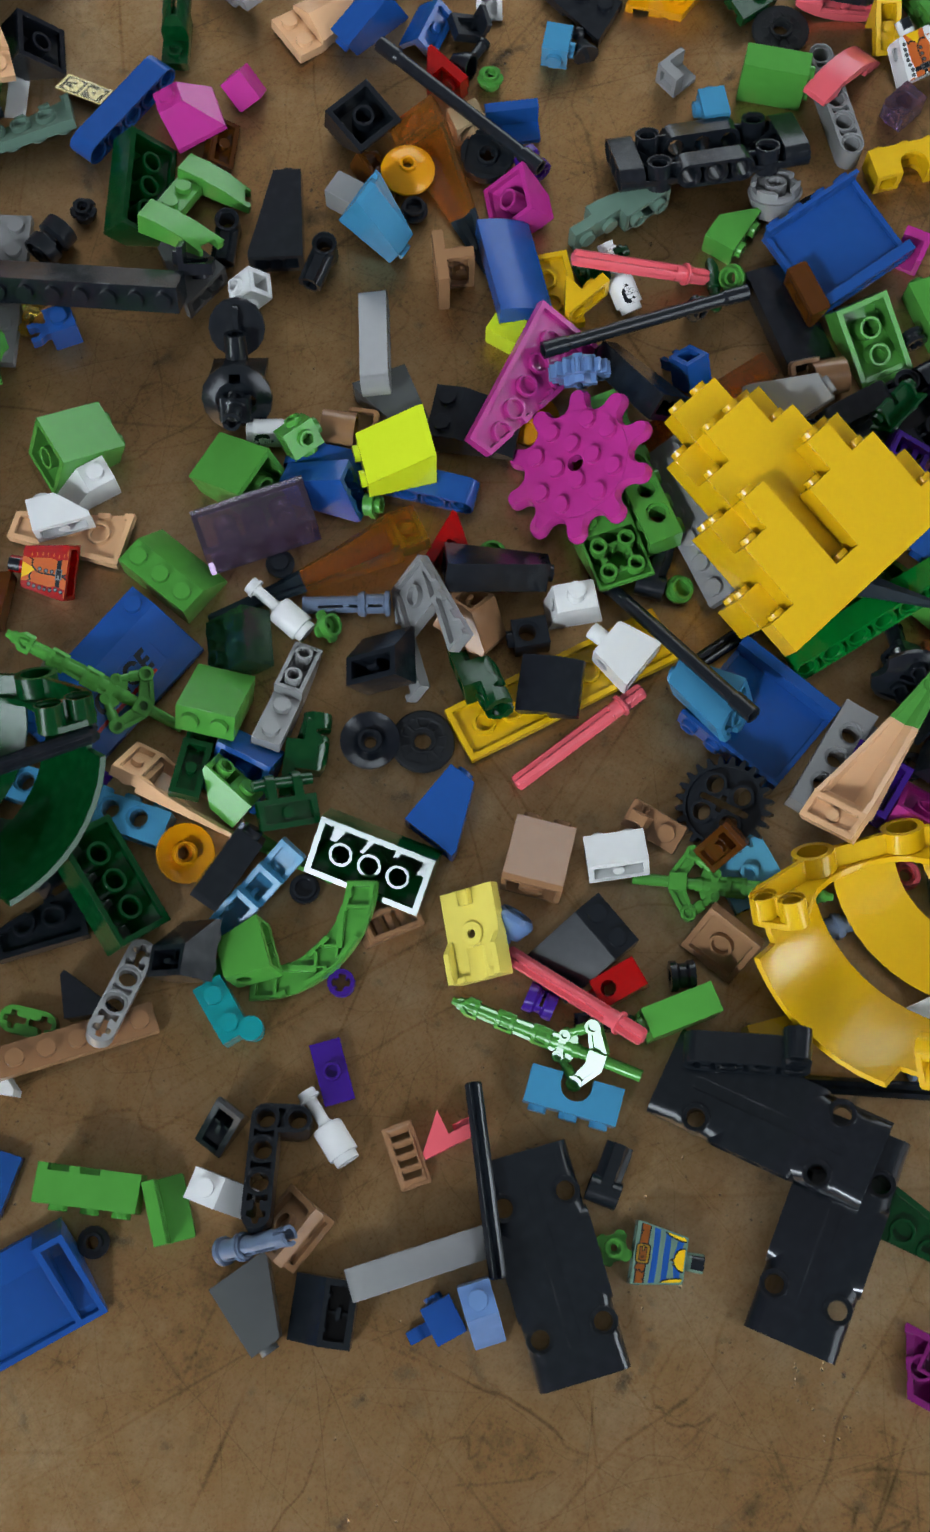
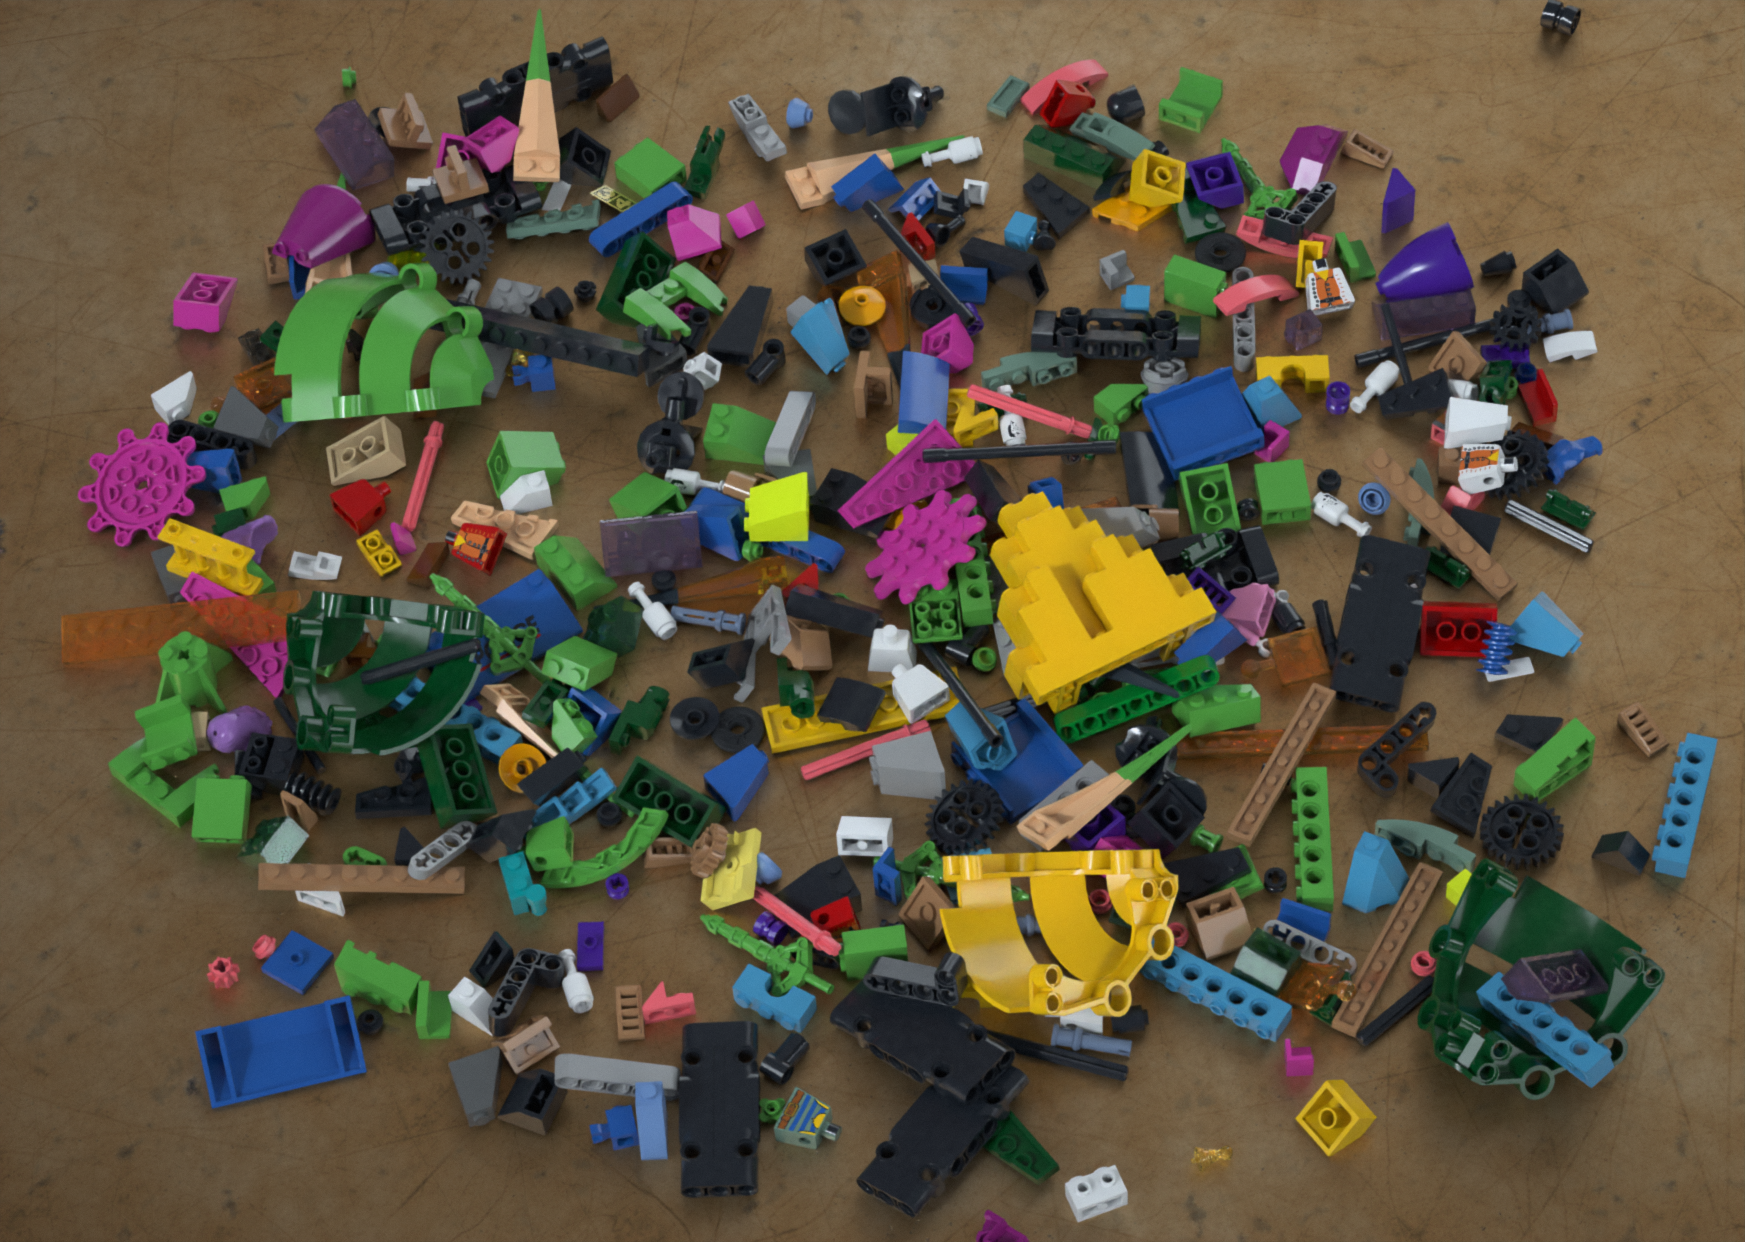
camera: 20 degrees right, 20 degrees down
(56, 516) = (495, 508): white slope -> none
(115, 44) = (649, 168): none -> bright green brick
(206, 211) = (681, 309): none -> dark pink bush
(244, 1245) = (486, 1039): sand blue pin -> none
(287, 811) = (611, 748): dark green plate -> none
(288, 697) = (642, 673): light grey slope -> none
(299, 435) = (697, 481): bright green brick -> none
(316, 360) = (736, 435): none -> bright green slope
(327, 626) = (687, 631): bright green plate -> none
(442, 921) = (709, 850): none -> medium nougat gear
(485, 1181) = (683, 1031): black axle -> none
(490, 78) = (954, 246): bright green plate -> none
(535, 625) = (853, 660): black brick -> none
(538, 857) = (800, 827): medium nougat slope -> none
(561, 92) = (1007, 268): none -> black slope
(579, 371) = (948, 476): medium blue gear -> none
(645, 755) = (908, 767): none -> light grey slope
(657, 826) = (905, 824): medium nougat hinge -> none
(661, 913) = (887, 878): none -> blue panel
(721, 845) = (947, 836): reddish brown slope -> none
(806, 293) = (1162, 454): reddish brown slope -> none
(902, 202) = (1269, 402): none -> dark azure slope

